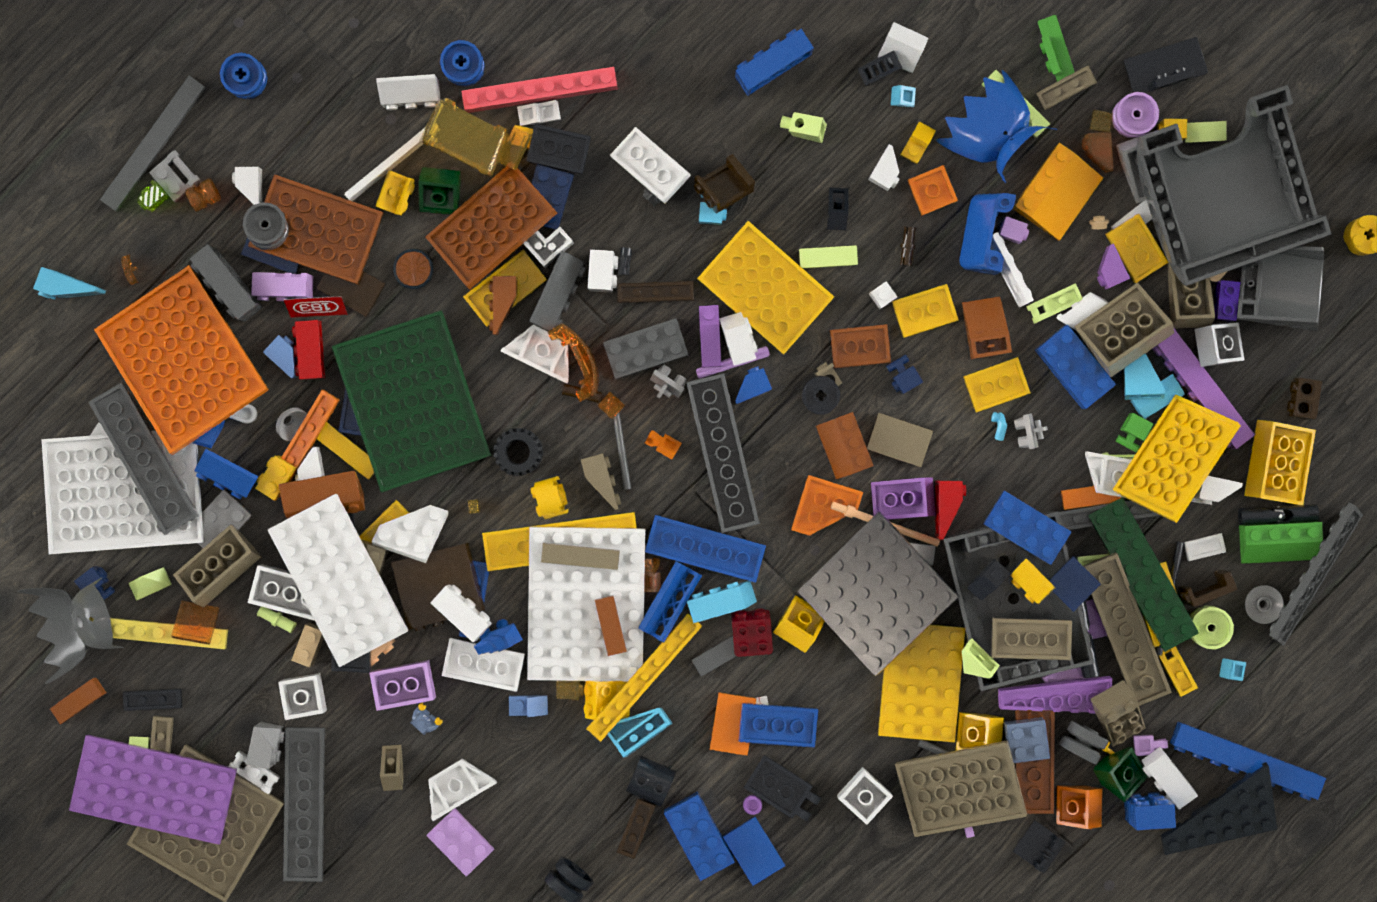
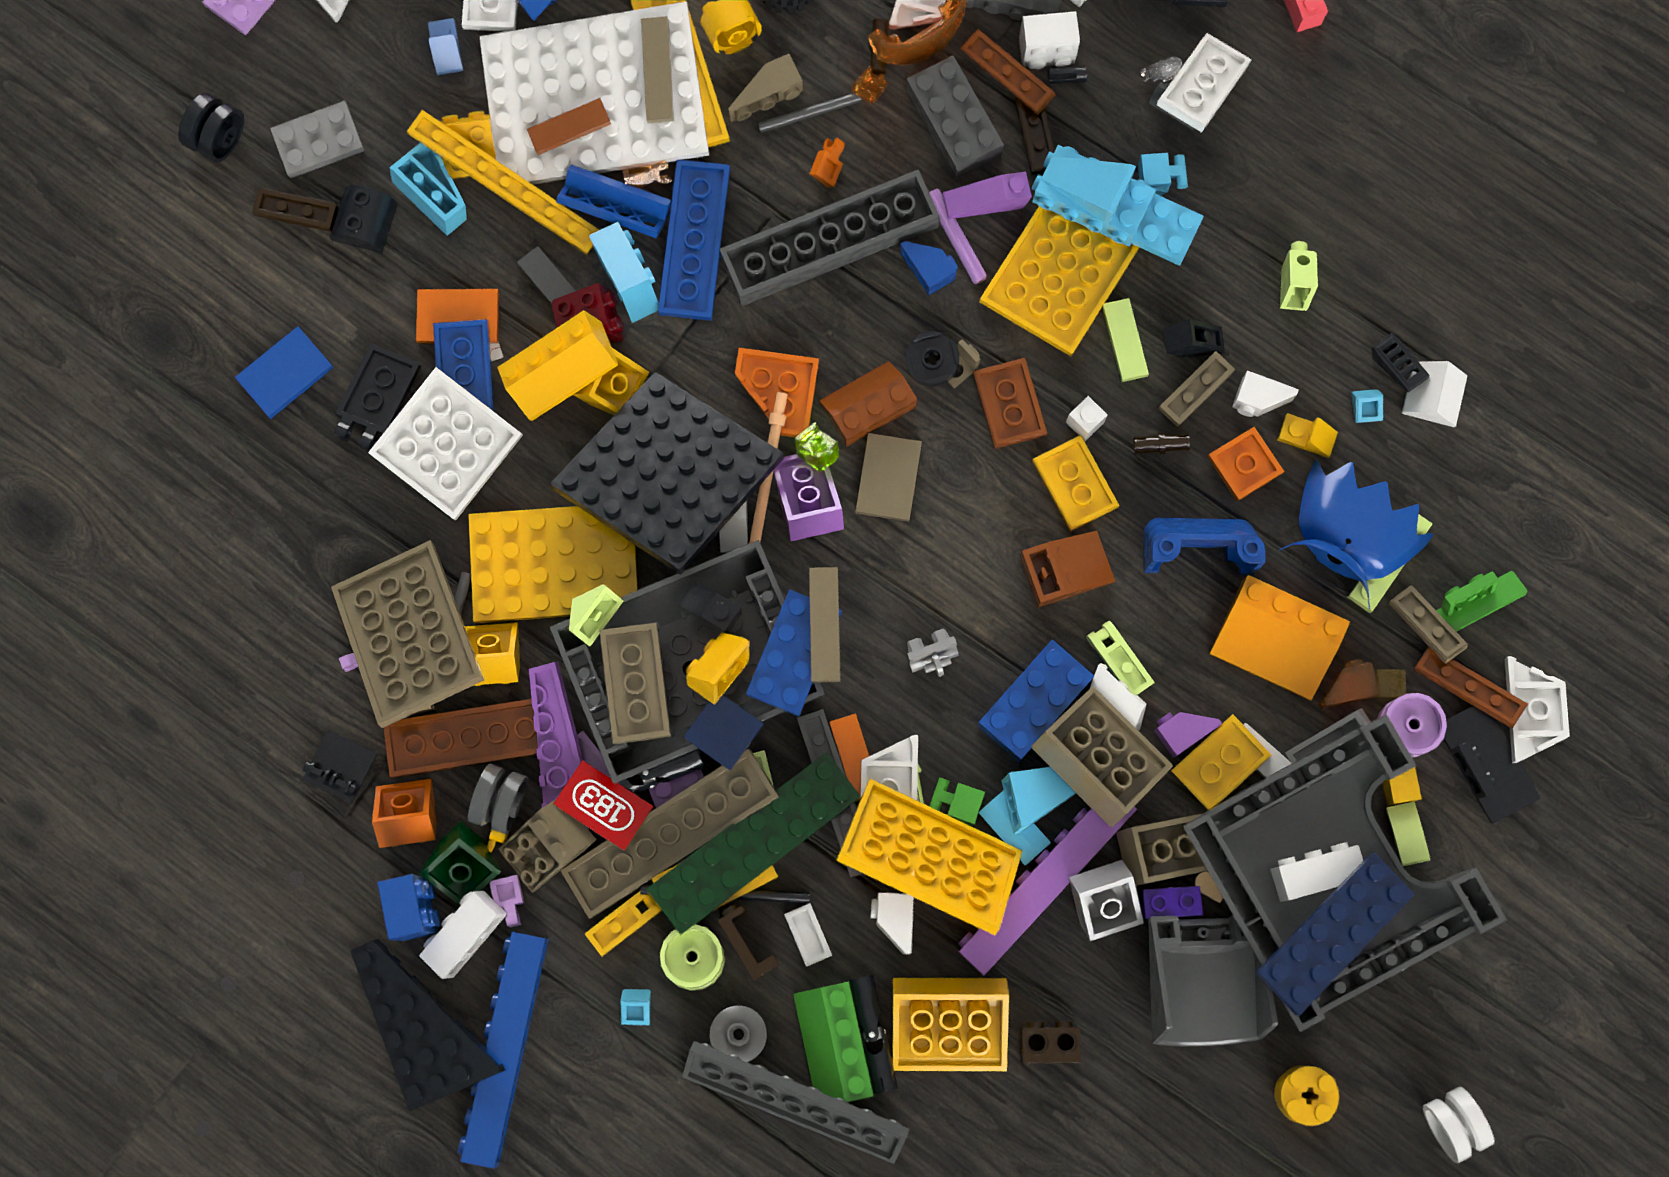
camera: 85 degrees right, 10 degrees down
(569, 689) = (474, 94): clear yellow bracket -> none
(584, 806) = (317, 139): none -> light grey plate
(617, 304) = (1008, 71): none -> dark orange tile
(636, 194) = (1164, 69): none -> clear slope
(665, 384) = (918, 145): light grey hips -> none
(699, 836) = (295, 291): blue brick -> none
(725, 185) = (1195, 179): dark brown panel -> none
(735, 247) = (1114, 204): none -> medium azure wedge
(738, 338) = (990, 228): white brick -> none
(752, 804) = (348, 360): medium lavender tile -> none
(774, 61) = (1378, 217): blue brick -> none
(789, 658) = (558, 365): none -> yellow slope
(827, 744) = (445, 443): none -> white plate
(864, 795) = (380, 505): white brick -> none
(873, 214) = (1196, 389): none -> dark tan plate
(881, 486) = (816, 448): none -> clear neon green brick
(907, 378) = (976, 470): dark blue brick -> none
(947, 502) = (808, 548): red slope -> none
(996, 384) = (990, 599): yellow tile -> none
(1001, 425) = (933, 613): medium azure arm -> none
(1011, 274) = (1162, 581): white plate -> none
(1013, 230) = (1212, 583): lavender brick -> none
(1015, 504) = (824, 624): none -> dark tan tile
(1027, 739) = (489, 715): sand blue brick -> none
(1099, 222) = (1247, 702): tan plate -> none
(1100, 678) = (603, 805): none -> red sticker
(1115, 67) = (1472, 688): none -> dark orange tile
(1136, 27) = (1546, 714): none -> white wing
(1226, 199) = (1315, 872): none -> white brick
(1272, 198) = (1335, 934): none -> dark blue plate

